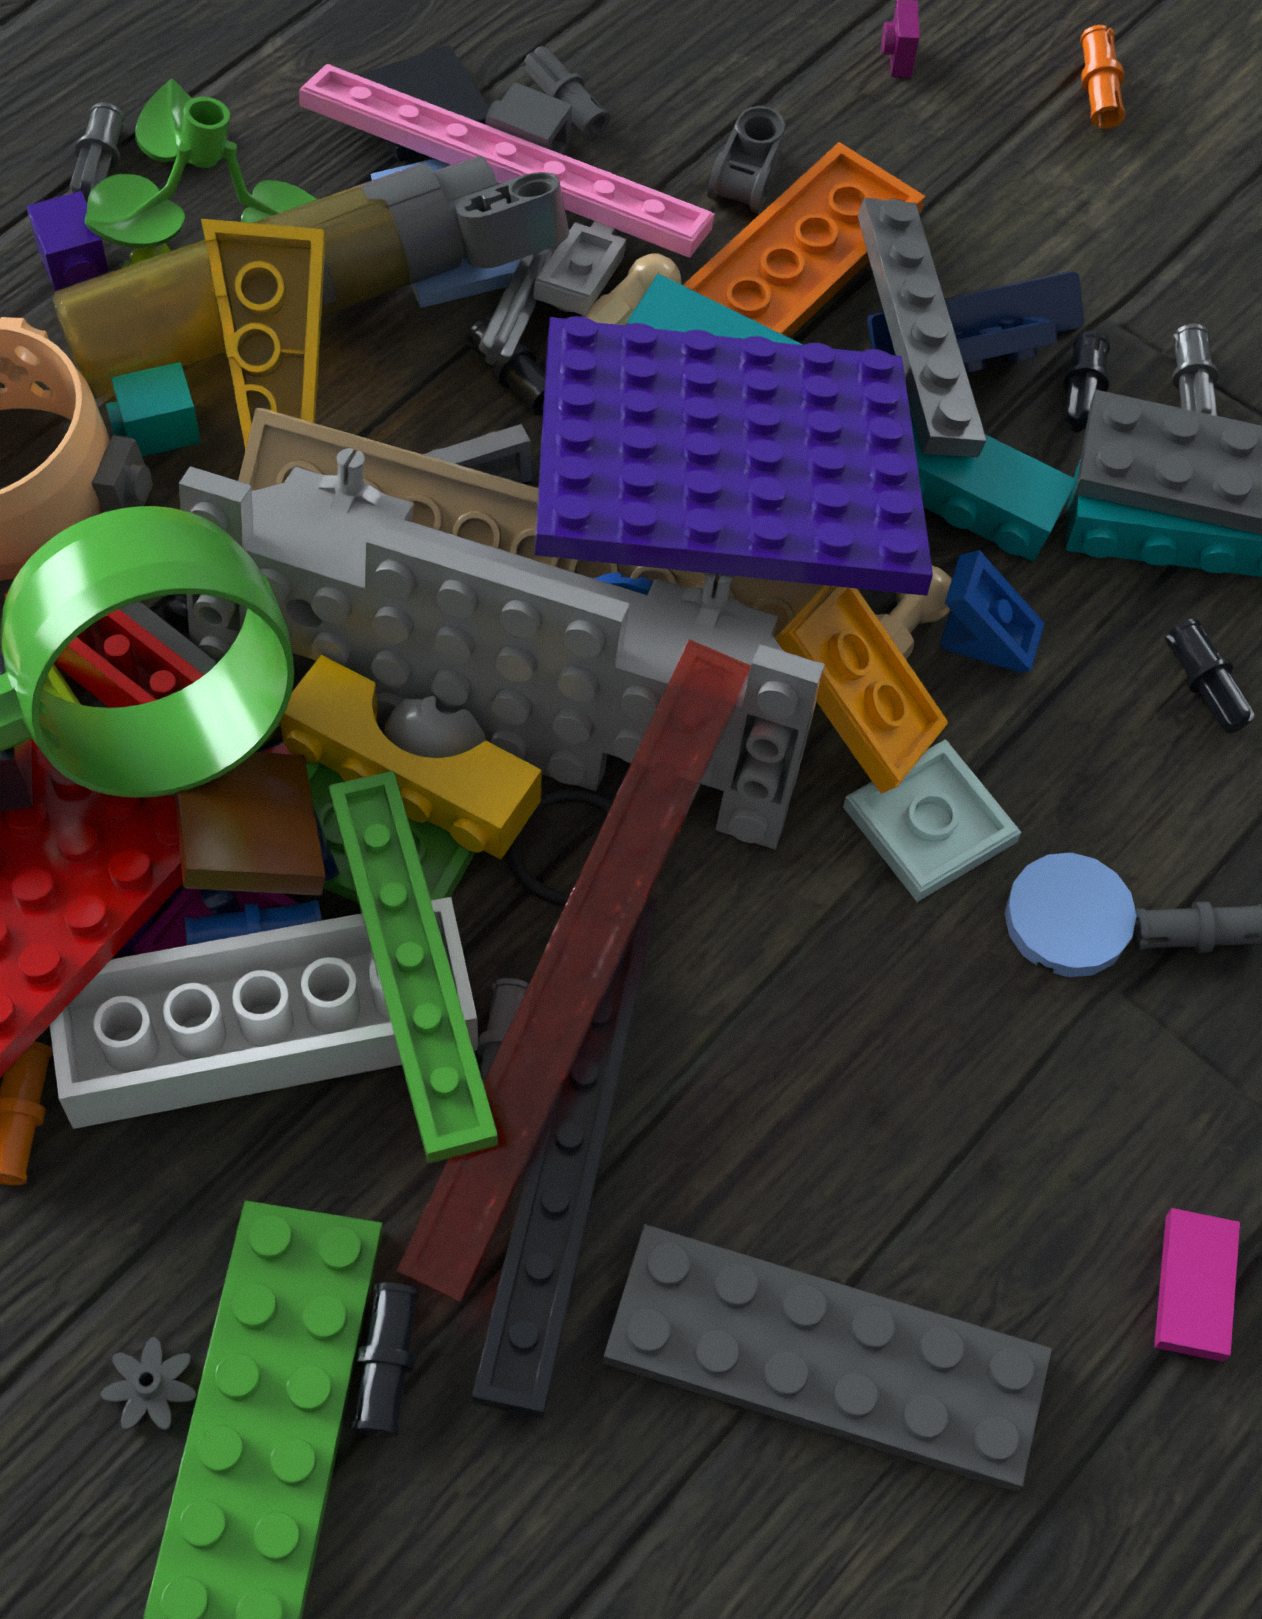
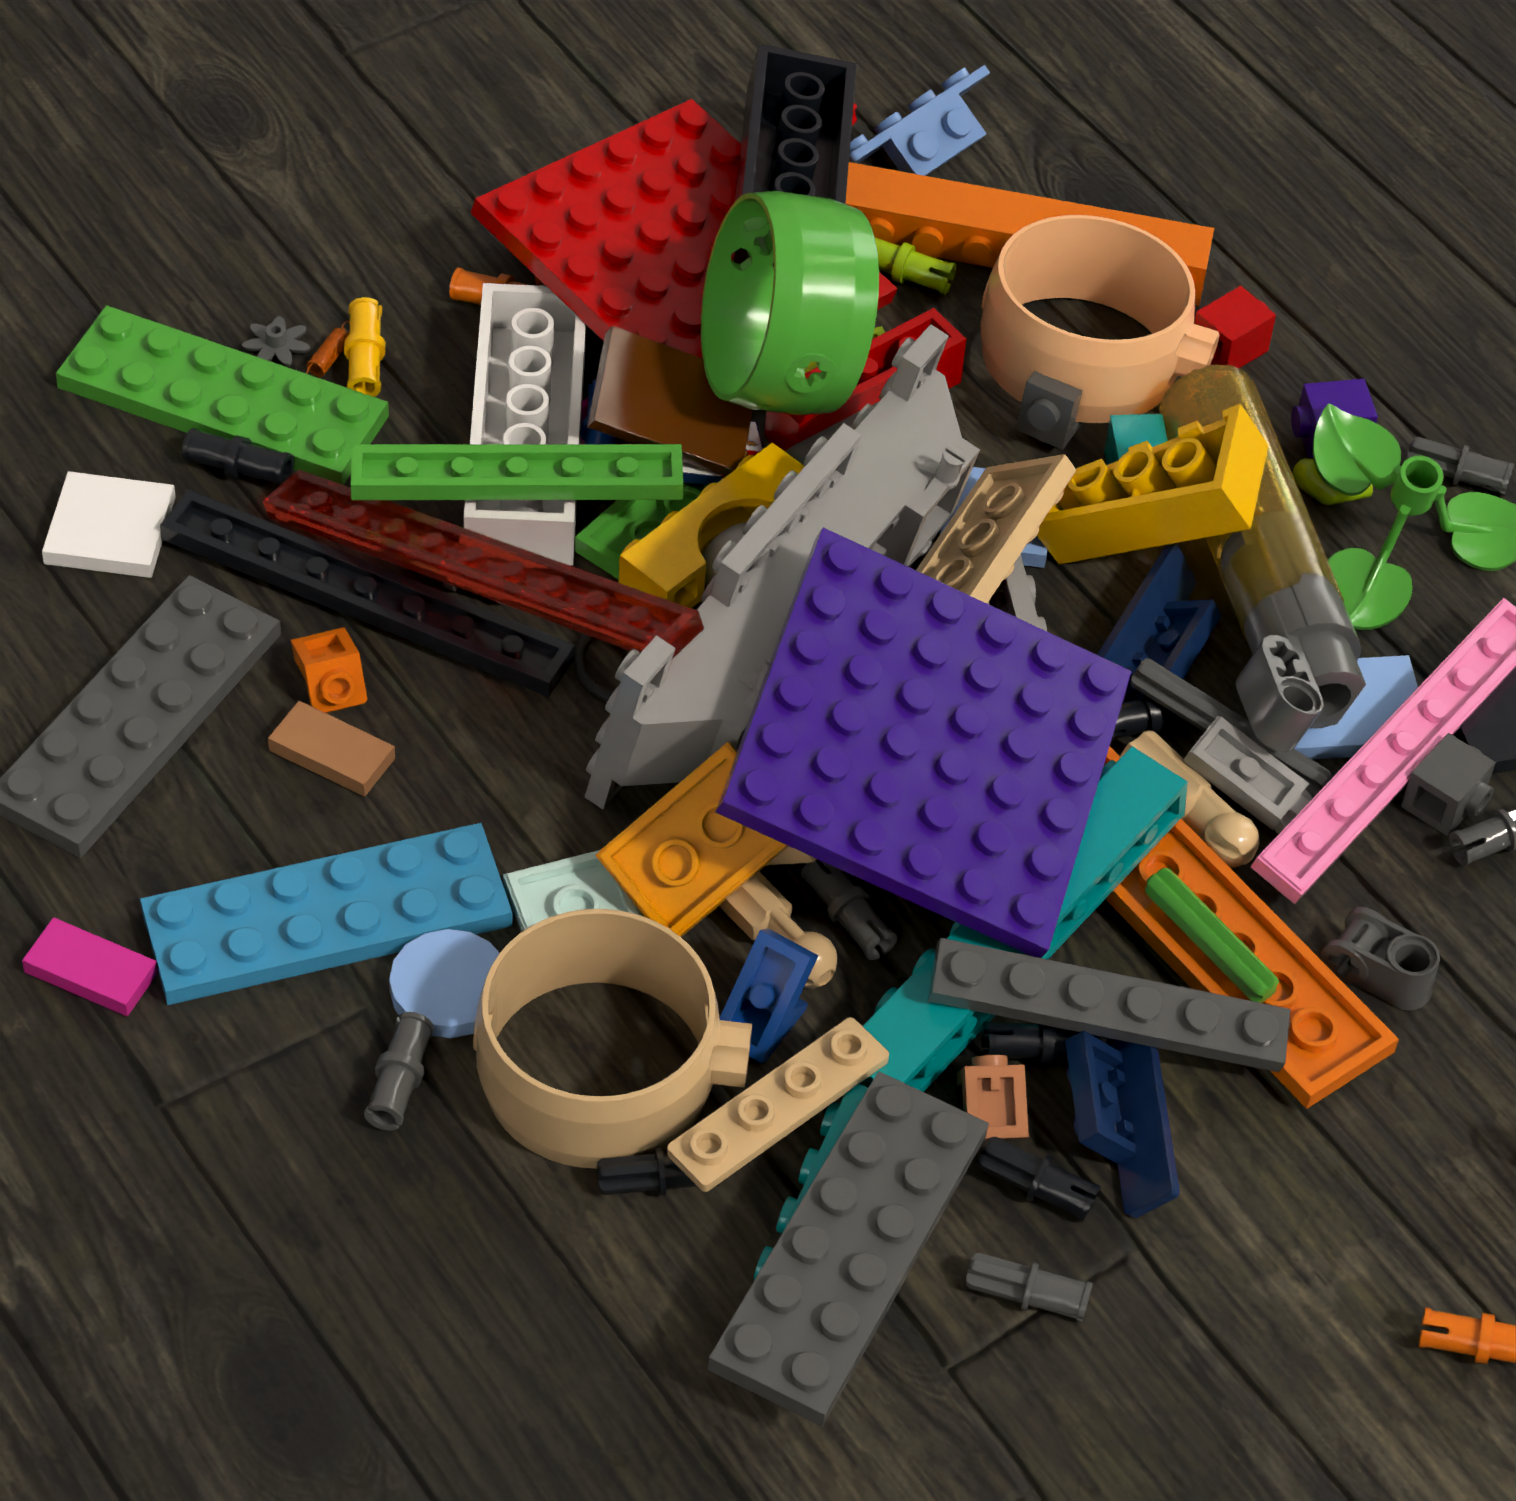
camera: 105 degrees right, 10 degrees down
(150, 1257) = (364, 346): none -> yellow pin
(157, 1308) = (327, 352): none -> orange piece
(424, 358) = (1161, 621): none -> dark blue bracket
(536, 1495) = (108, 524): none -> white tile
(696, 1146) = (330, 669): none -> orange bracket
(793, 268) = (1211, 935): none -> bright green axle
(806, 1117) = (331, 748): none -> medium nougat tile
(1024, 420) = (996, 1095): none -> nougat bracket
(1032, 1065) = (323, 912): none -> dark azure plate
(1127, 575) = (777, 1104): none -> tan bracket
(1159, 650) = (619, 951): none -> tan cylinder

